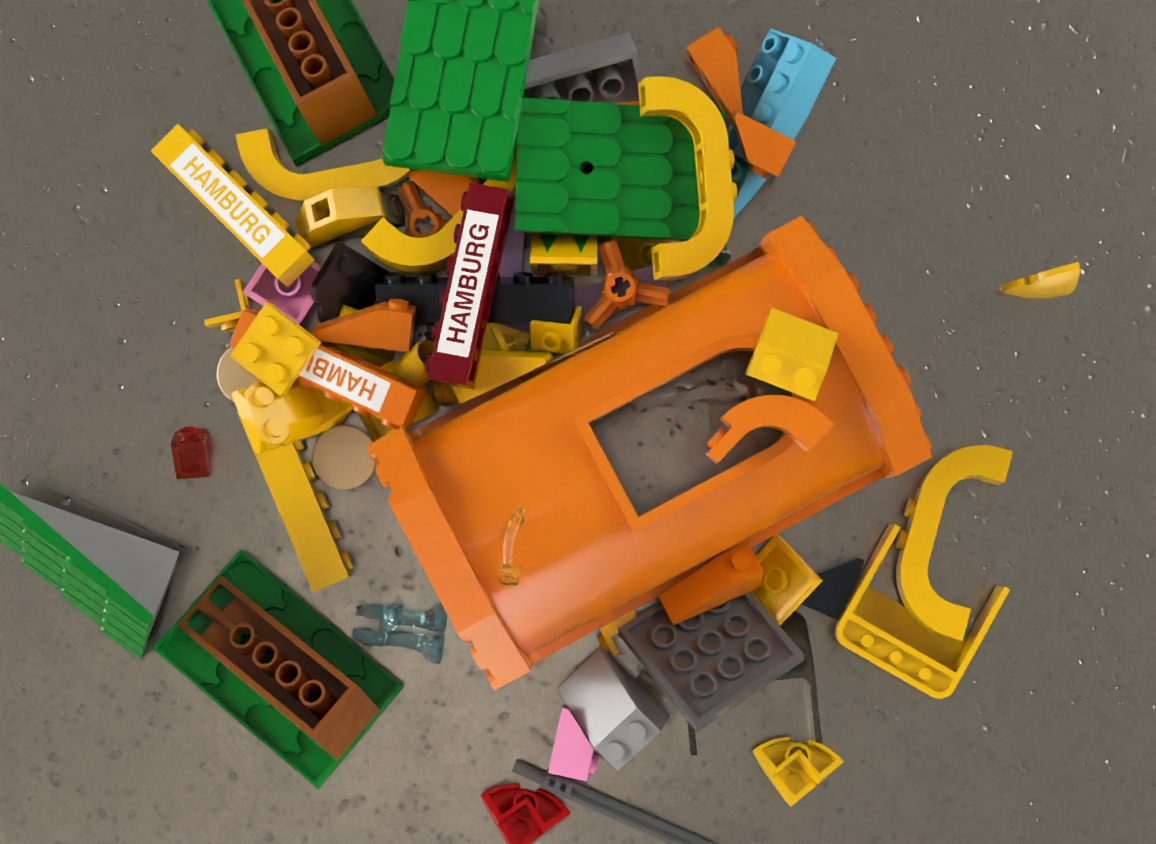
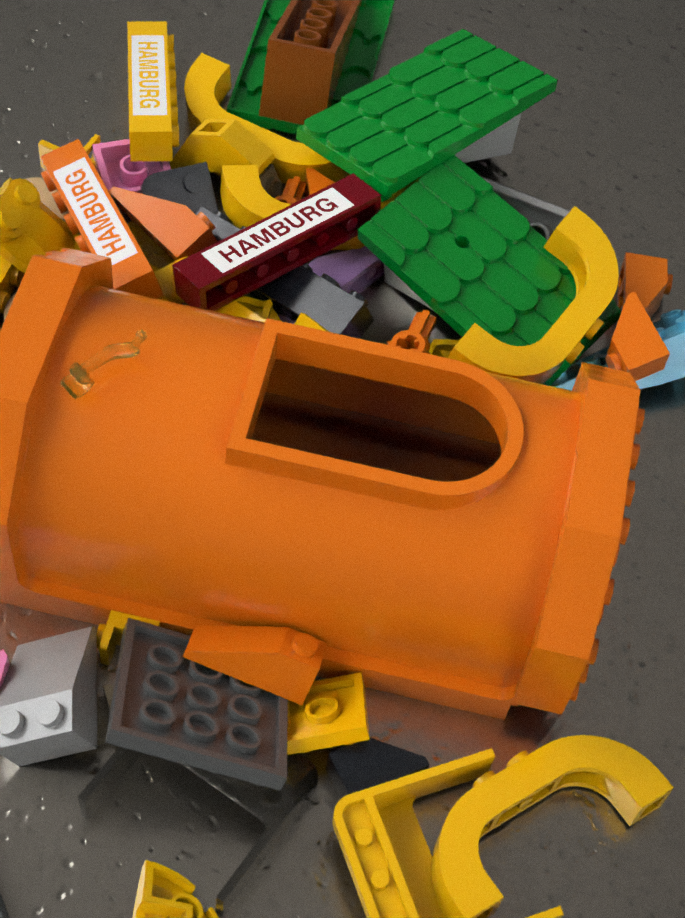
camera: 30 degrees right, 30 degrees down
(275, 349) = (72, 174): yellow plate -> none
(563, 253) = (388, 301): yellow slope -> none
(788, 414) = (454, 437): orange arch -> none
(792, 354) = (521, 412): yellow slope -> none

